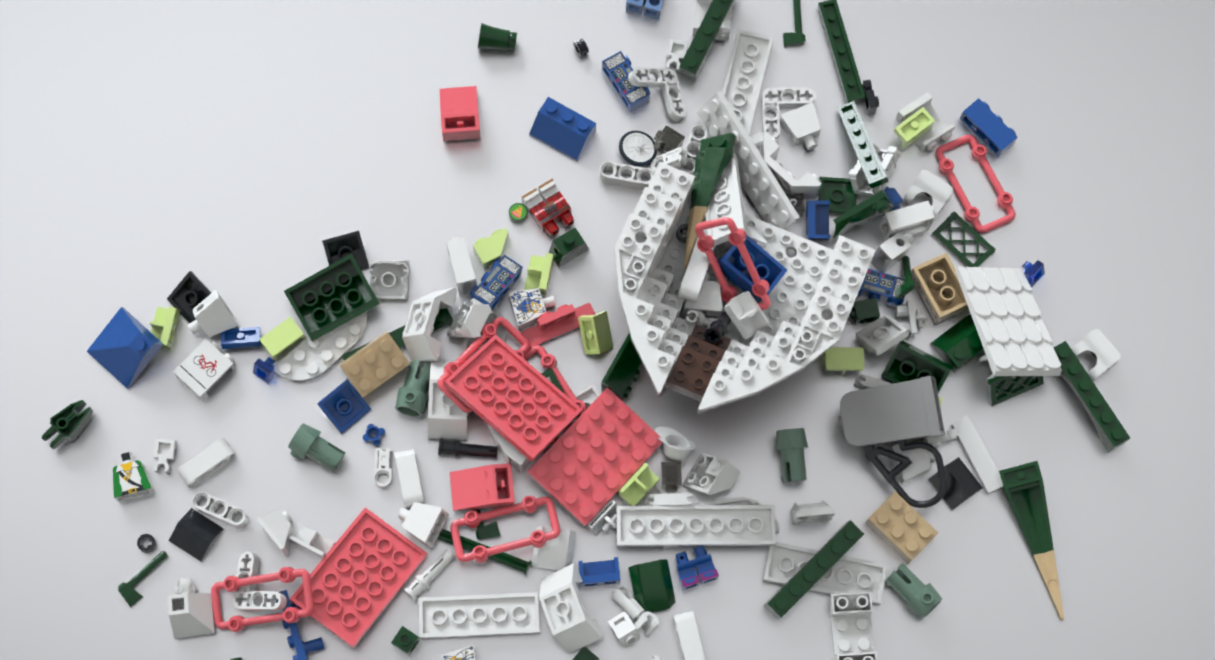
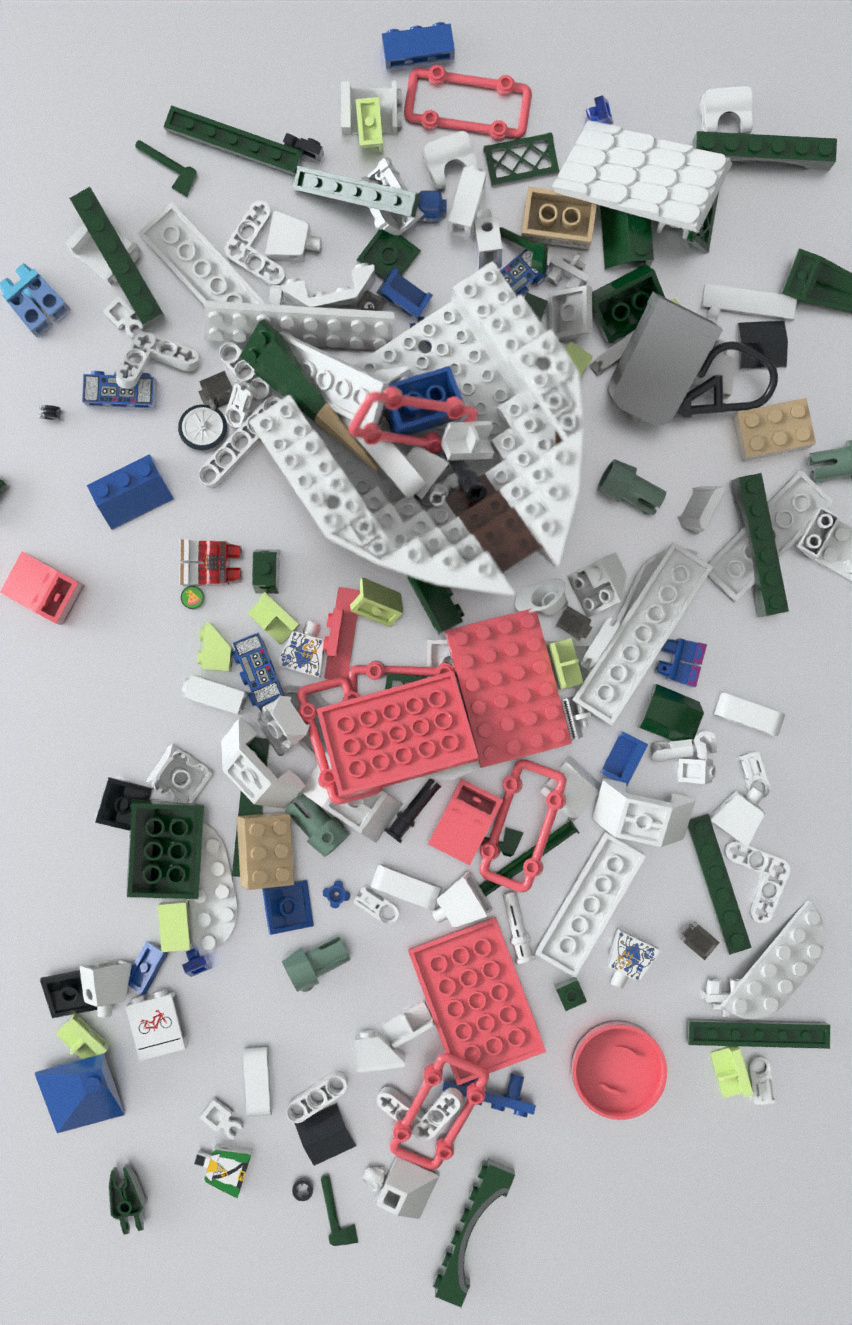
camera: 50 degrees left, 15 degrees up
(679, 233) = (334, 451): black bush -> none
(868, 209) = (434, 221): dark green slope -> none

